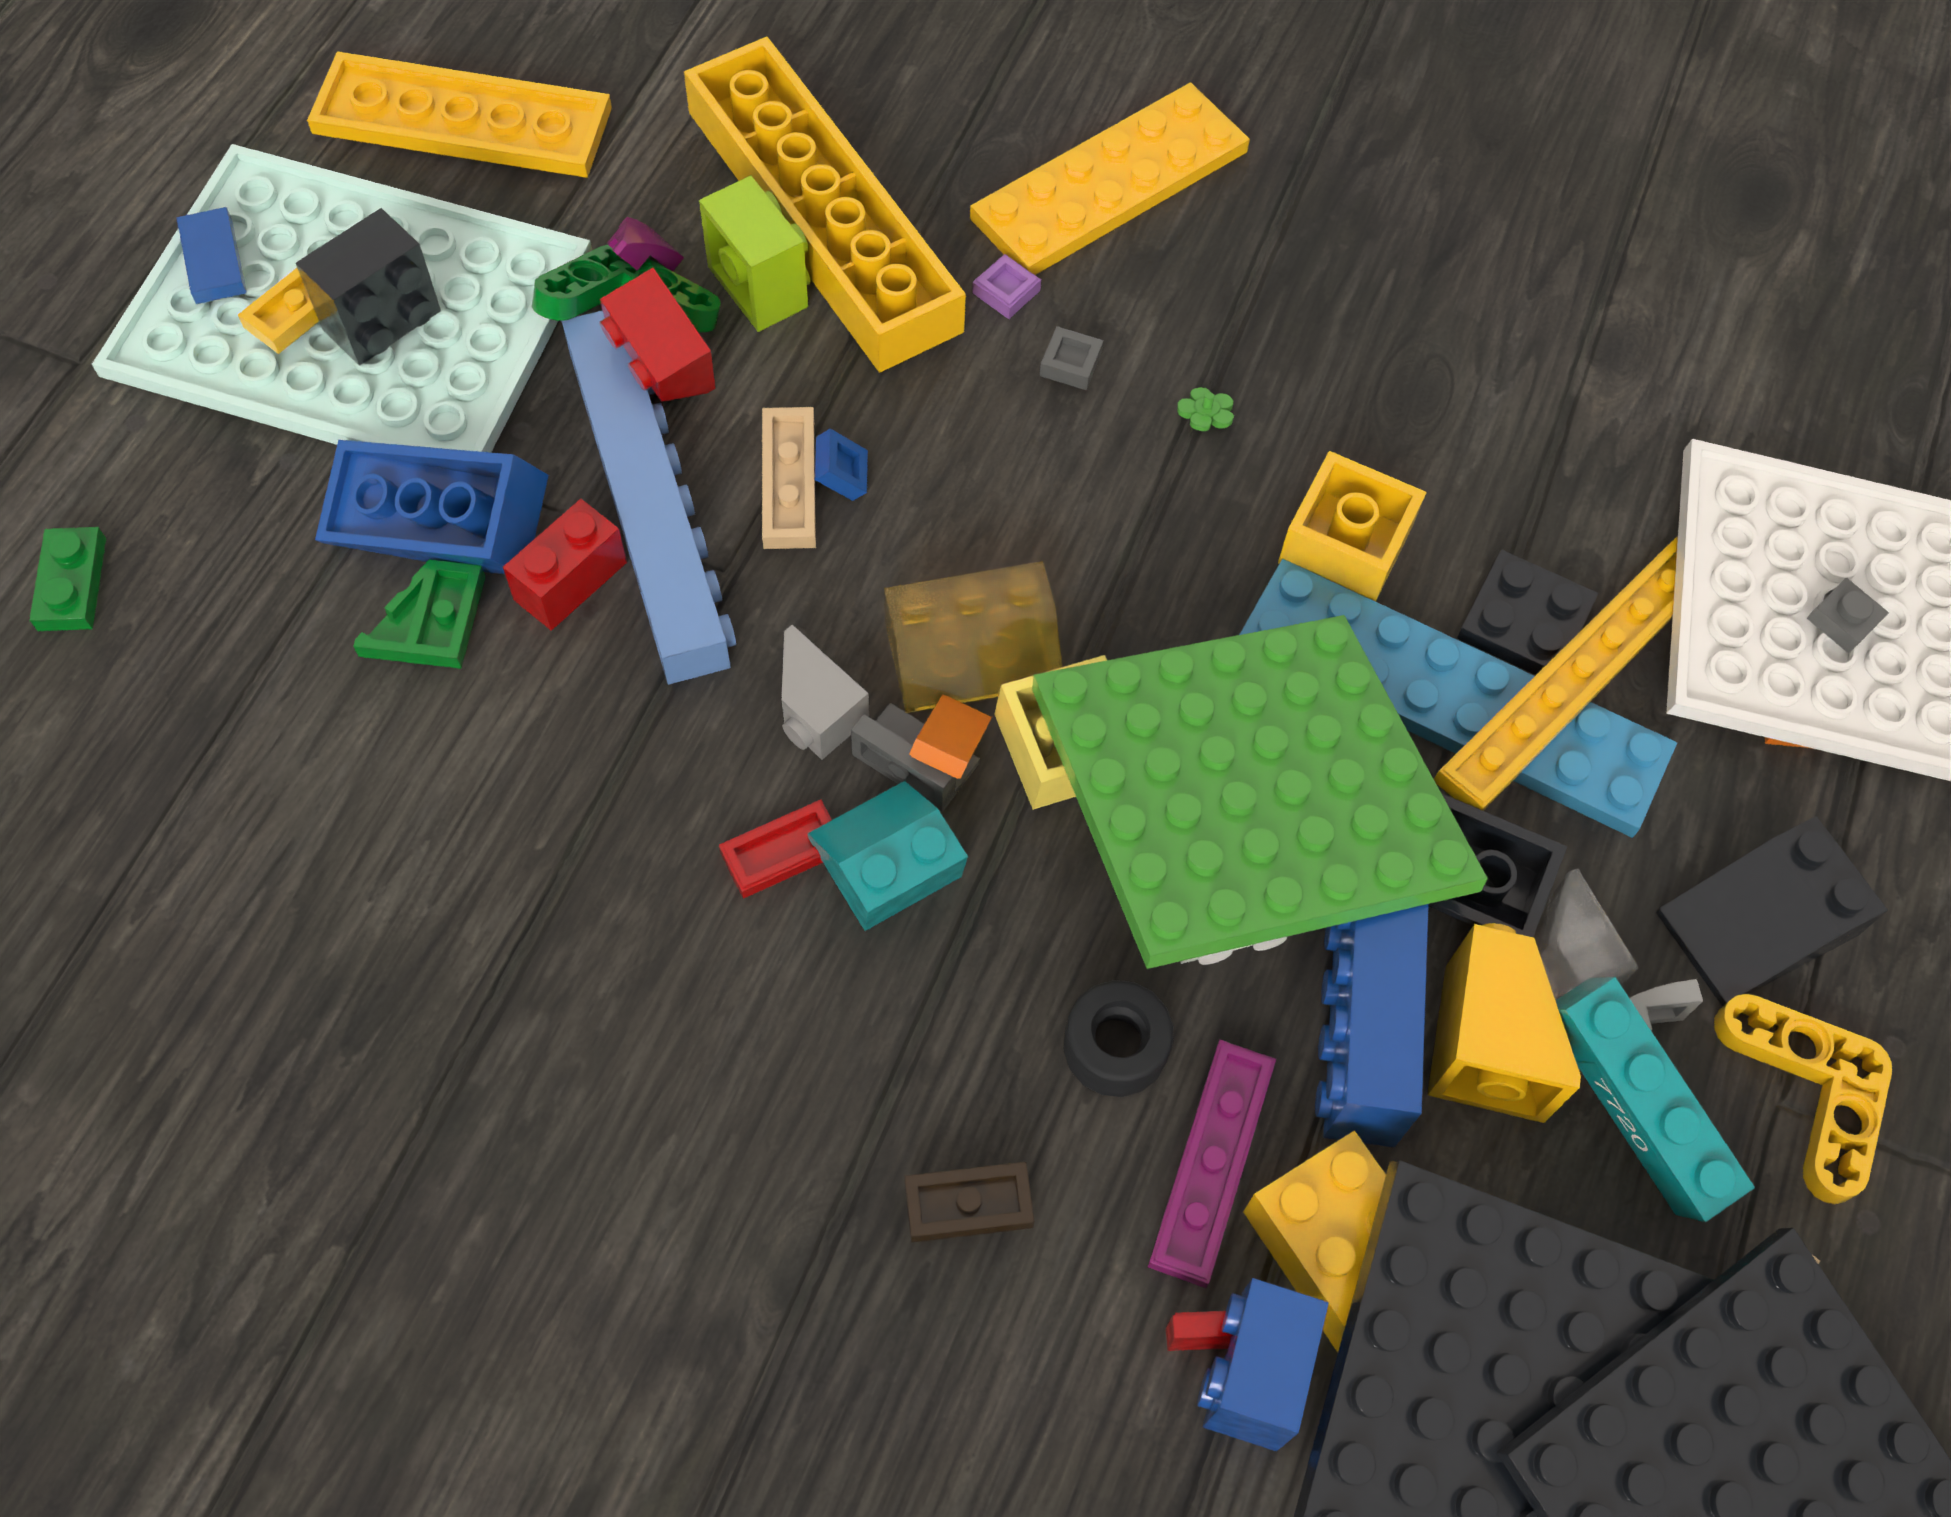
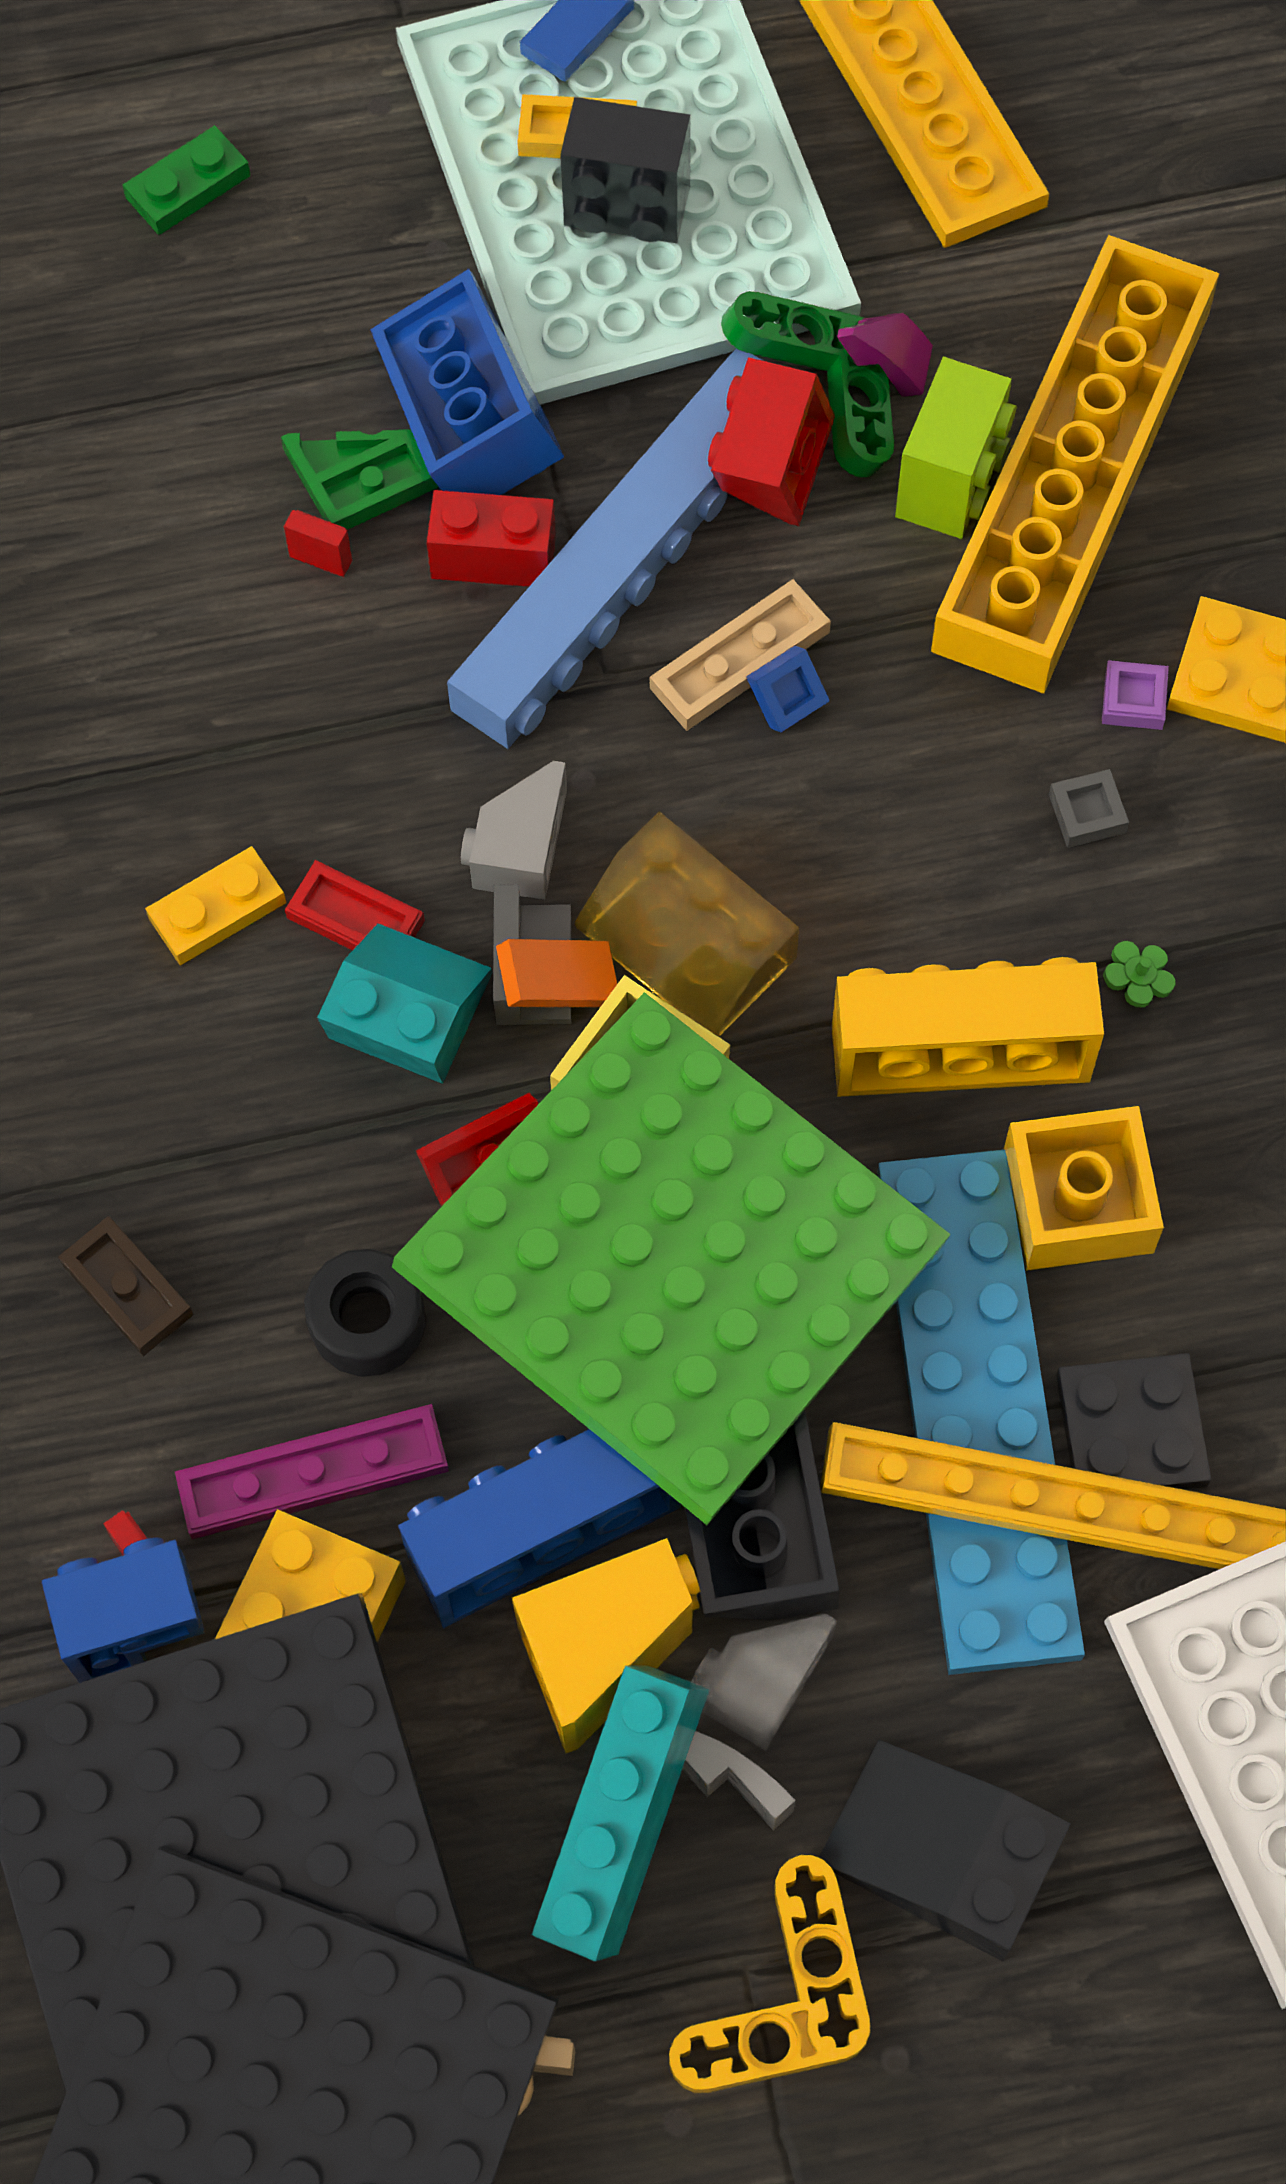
camera: 60 degrees right, 5 degrees up
(463, 677) = (318, 542): none -> red tile
(696, 939) = (216, 905): none -> yellow plate
(1049, 874) = (460, 1153): none -> red plate
(1188, 516) = (966, 1027): none -> yellow brick

